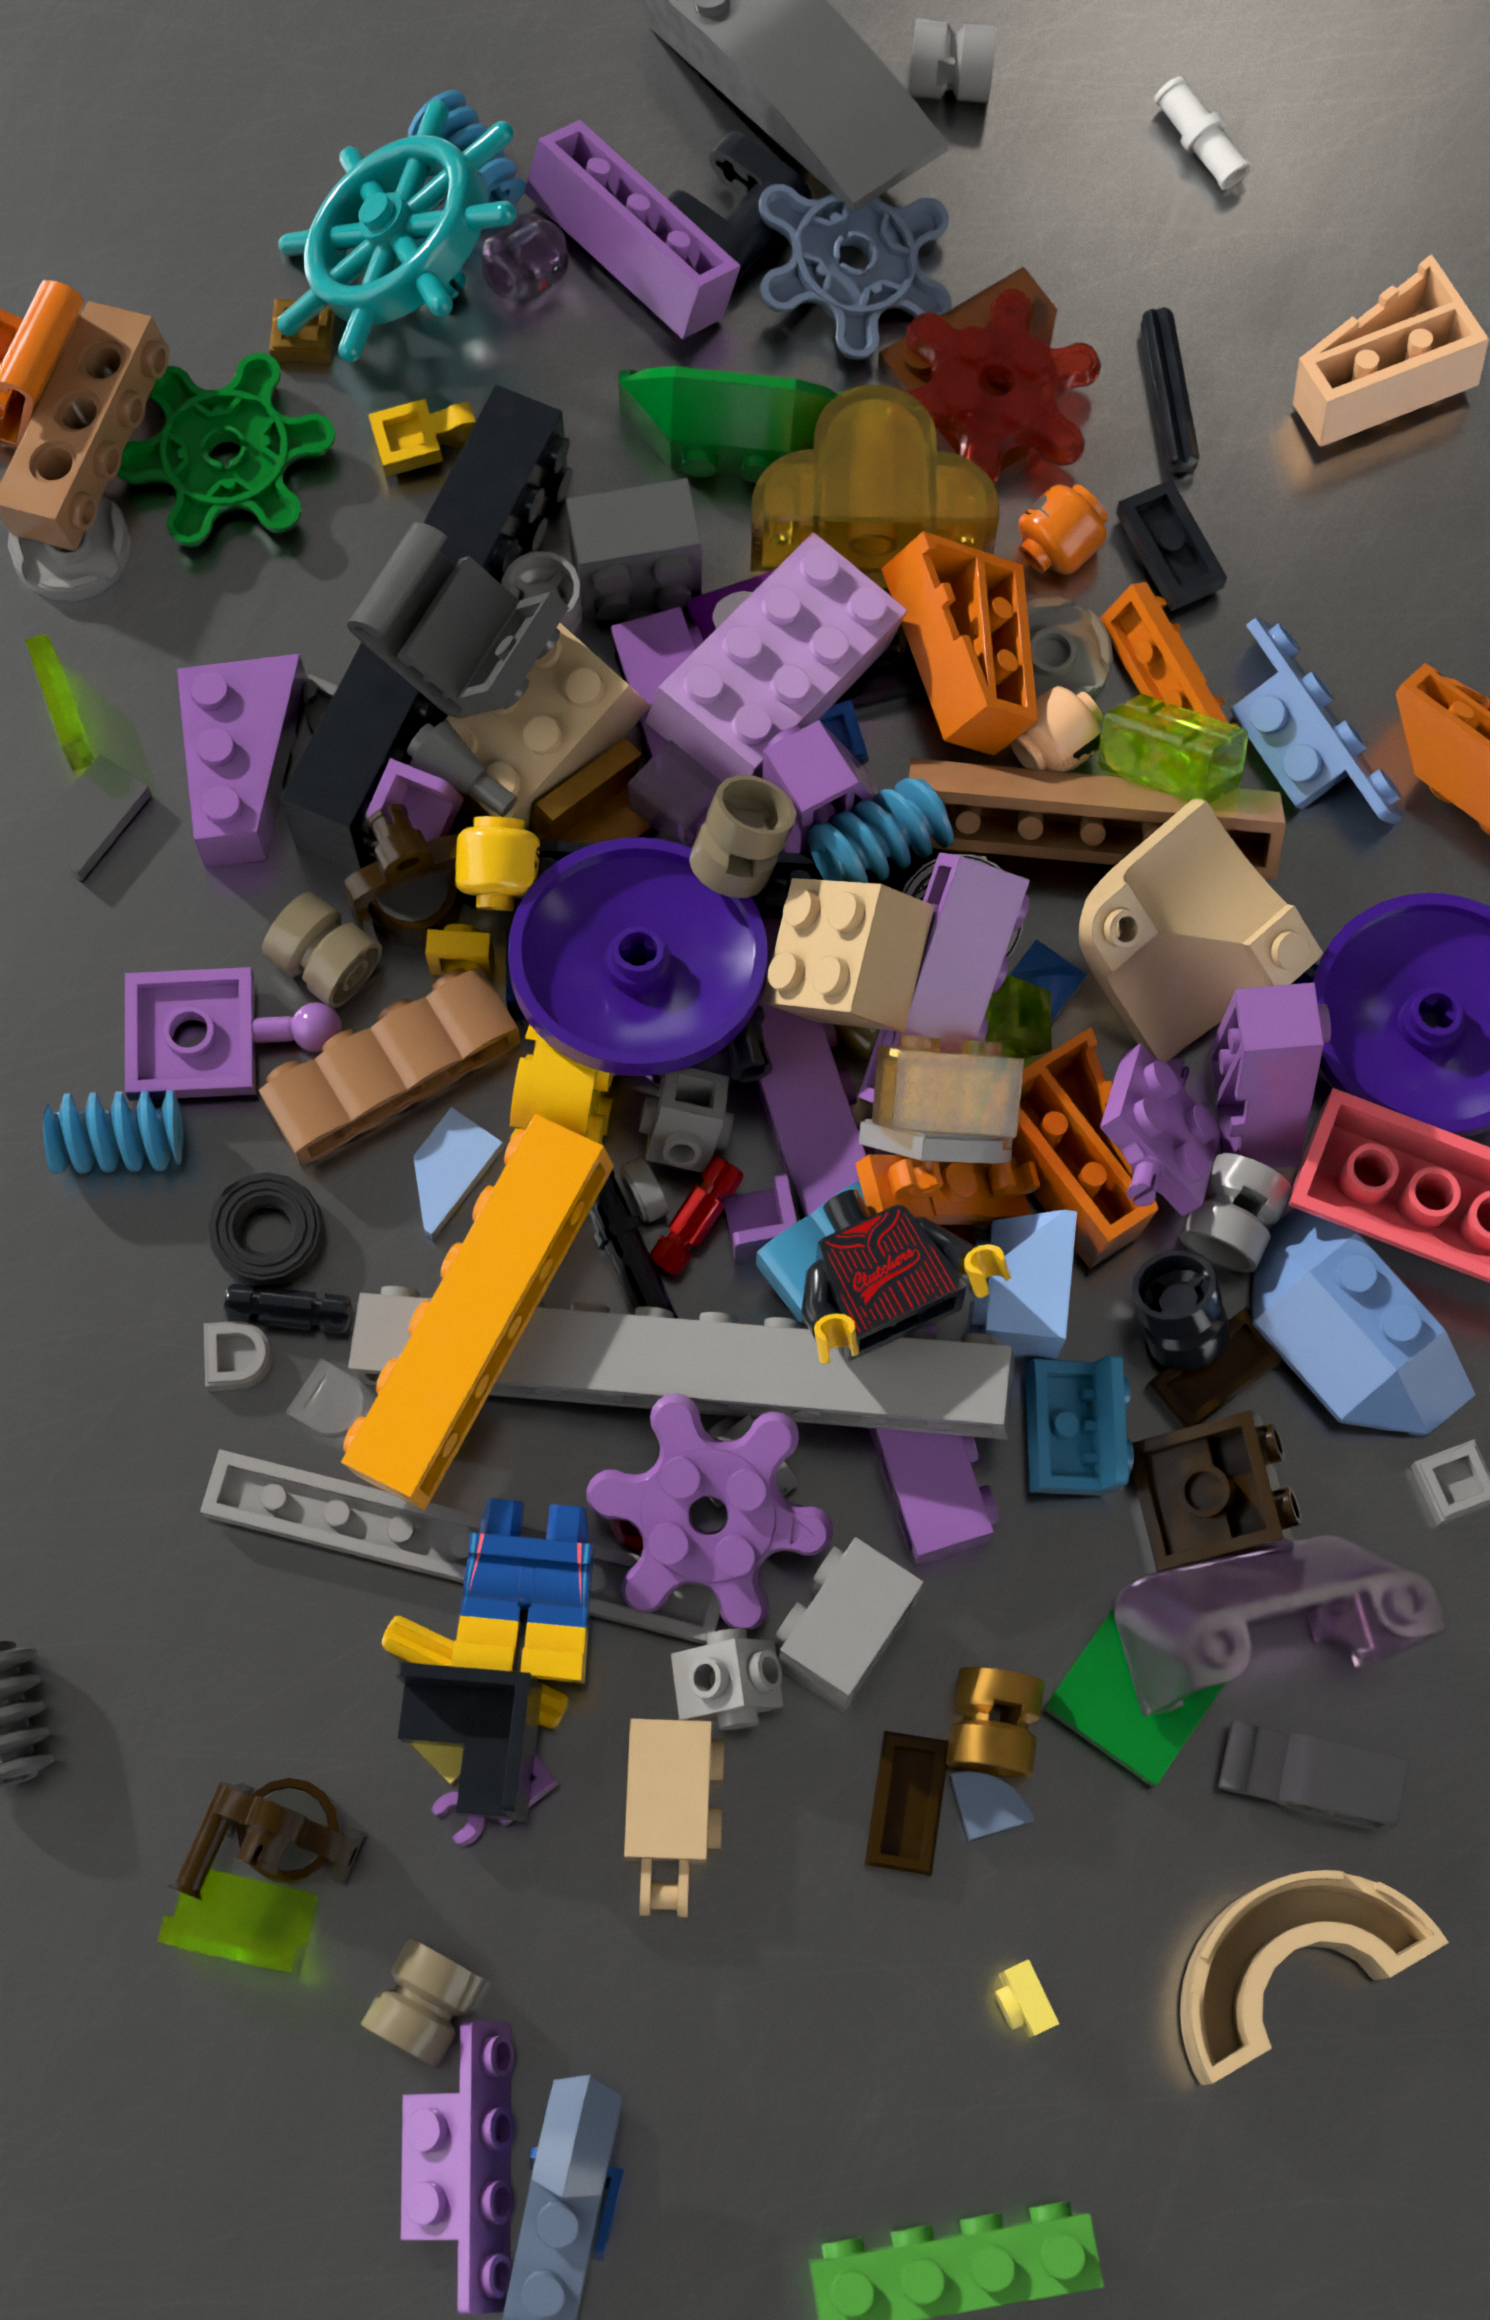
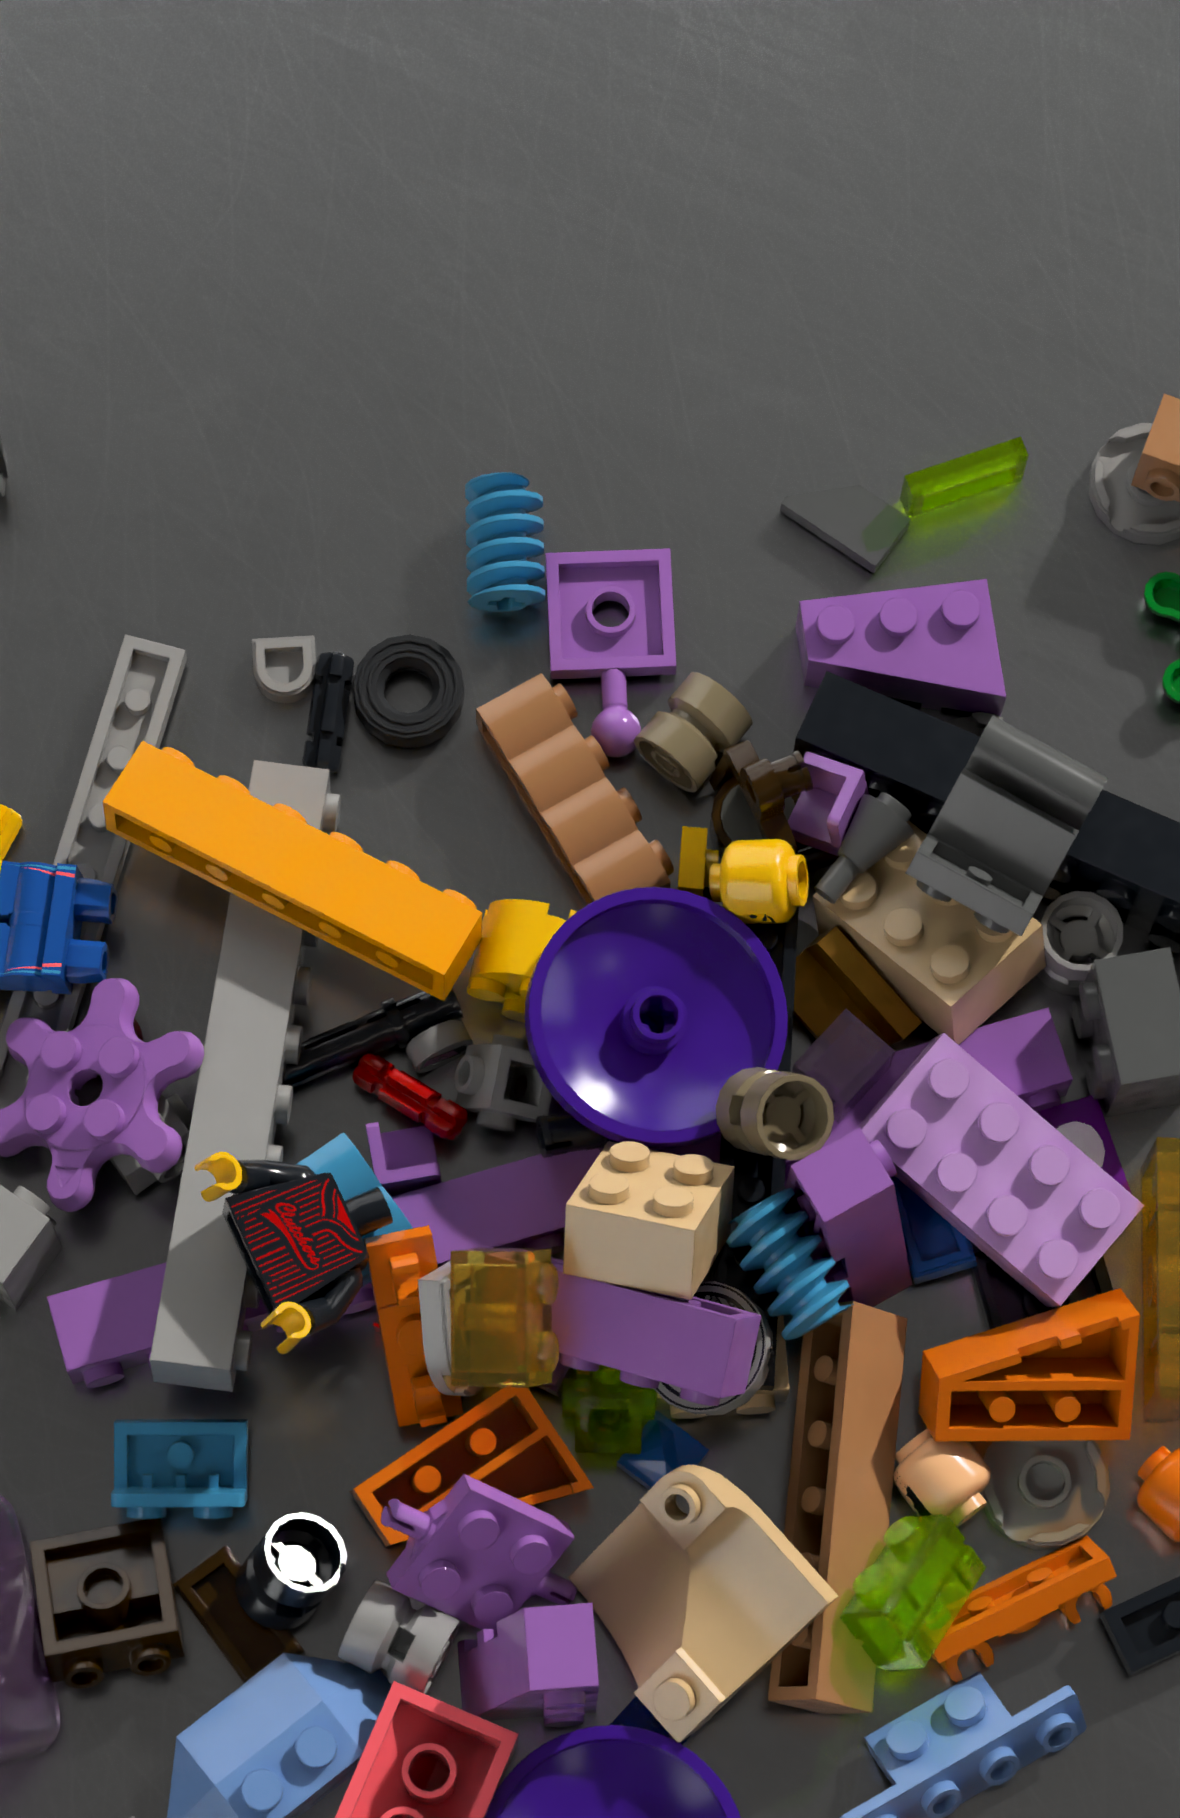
camera: 90 degrees right, 0 degrees up
(328, 1401) = (233, 748): clear tile -> none
(450, 1167) = (469, 862): light blue tile -> none
(1034, 1303) = (314, 1416): light blue slope -> none

